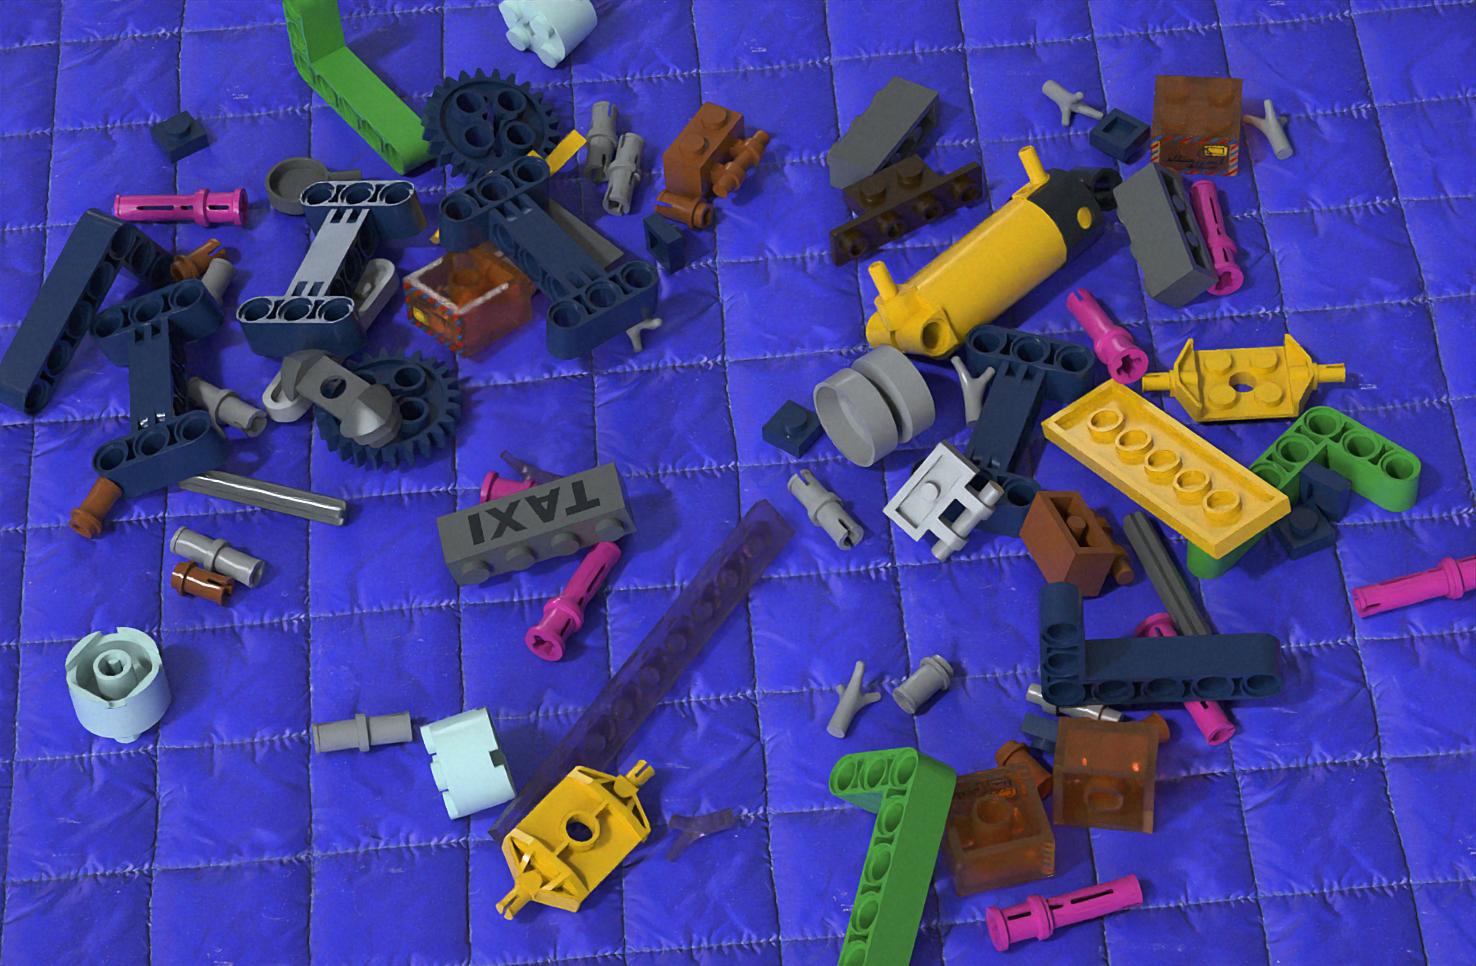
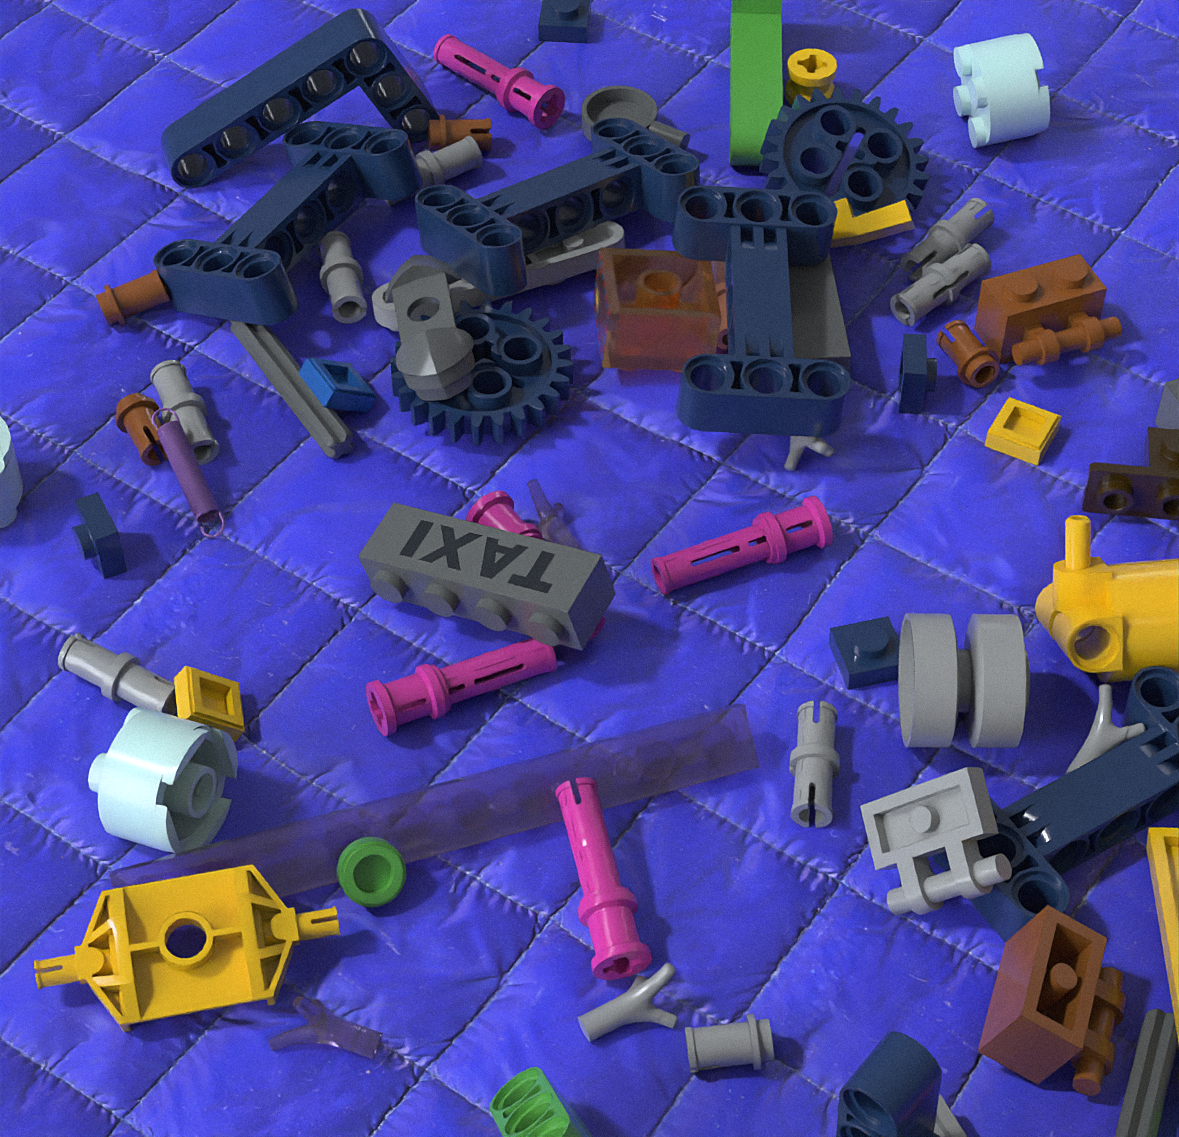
camera: 35 degrees right, 0 degrees up
(254, 662) = (98, 536): none -> dark blue plate
(267, 589) = (188, 472): none -> medium lavender piece
(302, 476) = (337, 385): none -> blue tile
(404, 78) = (808, 71): none -> yellow wheel
(432, 705) = (209, 700): none -> yellow tile
(636, 731) = (371, 871): none -> bright green tile
(673, 400) = (766, 531): none -> dark pink pin
(759, 239) = (1023, 431): none -> yellow tile
(789, 658) = (606, 905): none -> dark pink pin

